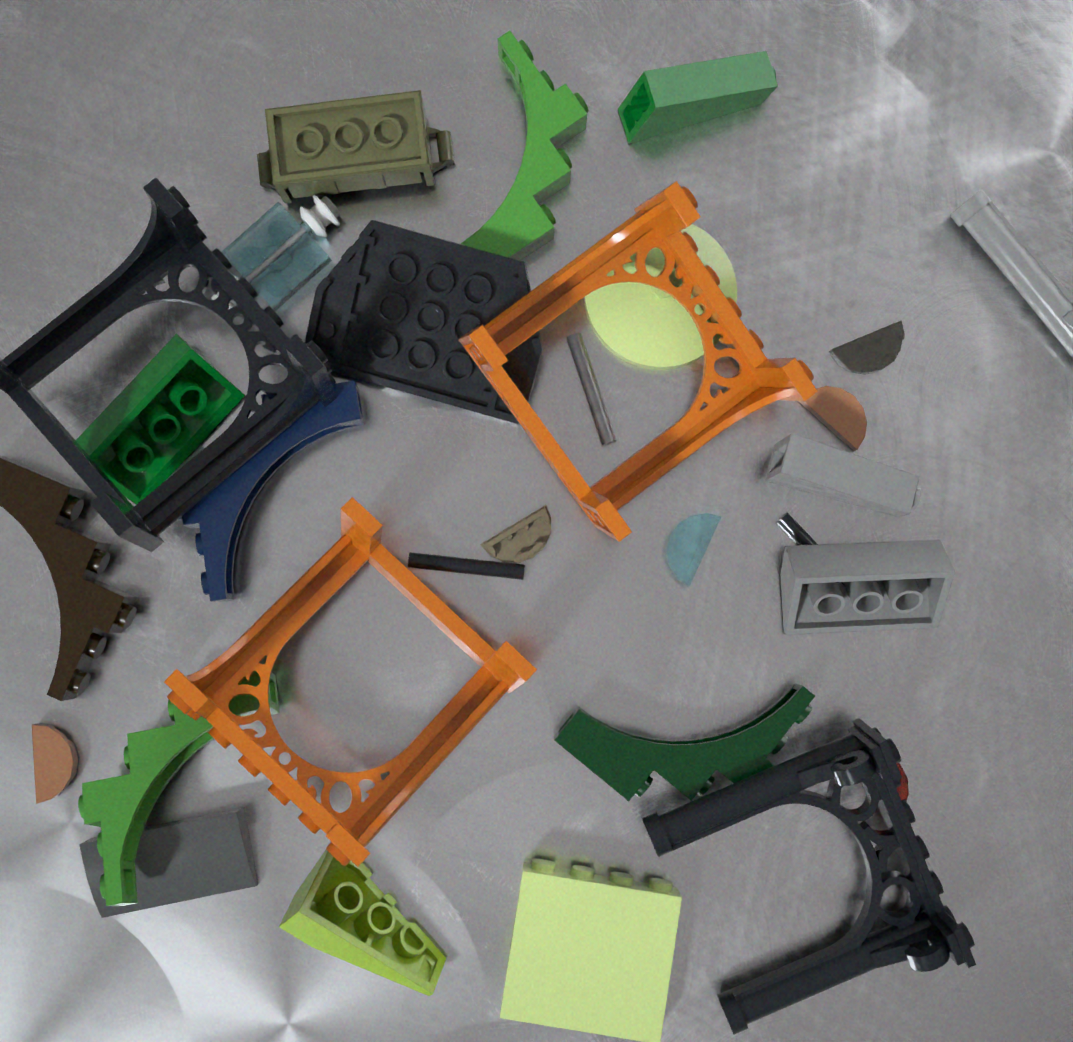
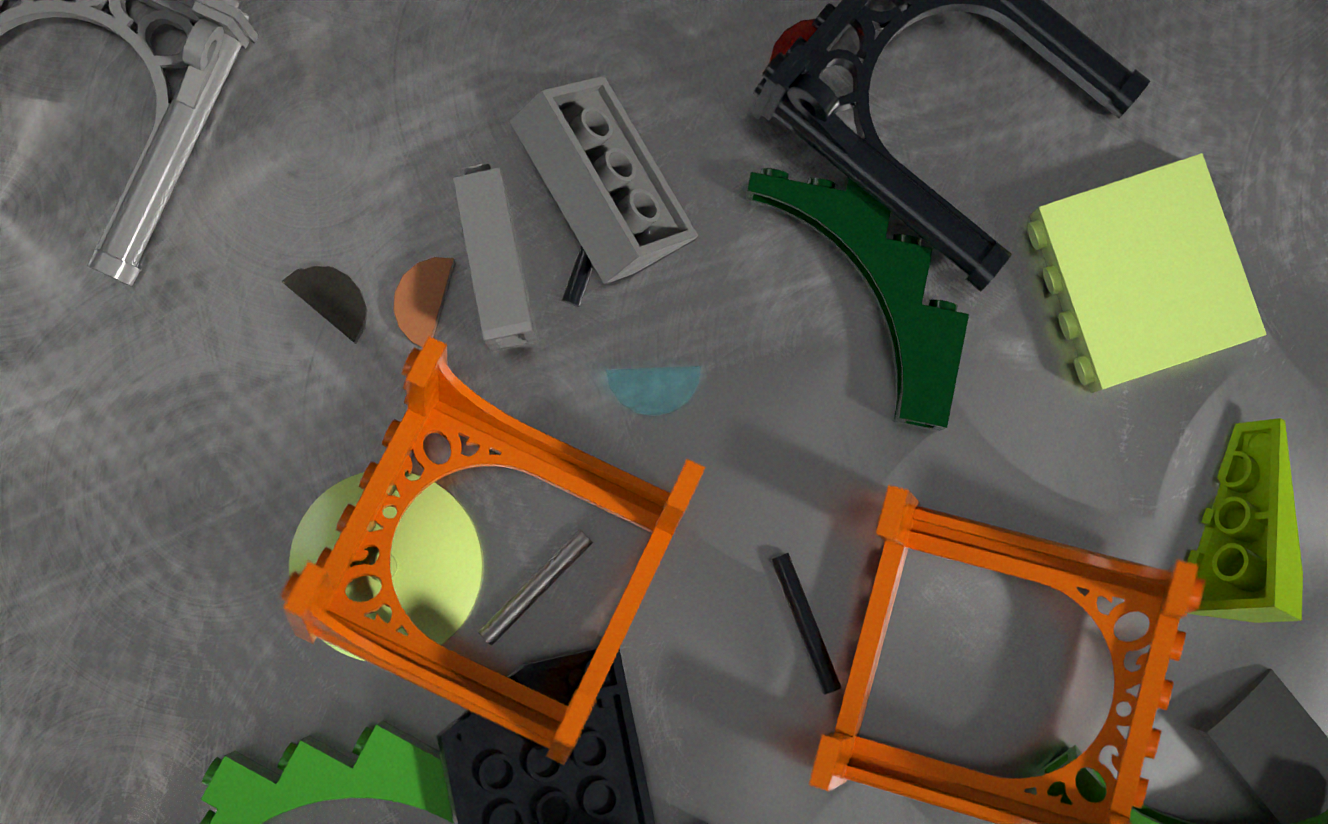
camera: 120 degrees left, 0 degrees up
(522, 539) = (745, 577): dark tan tile -> none
(695, 93) = (135, 643): green slope -> none

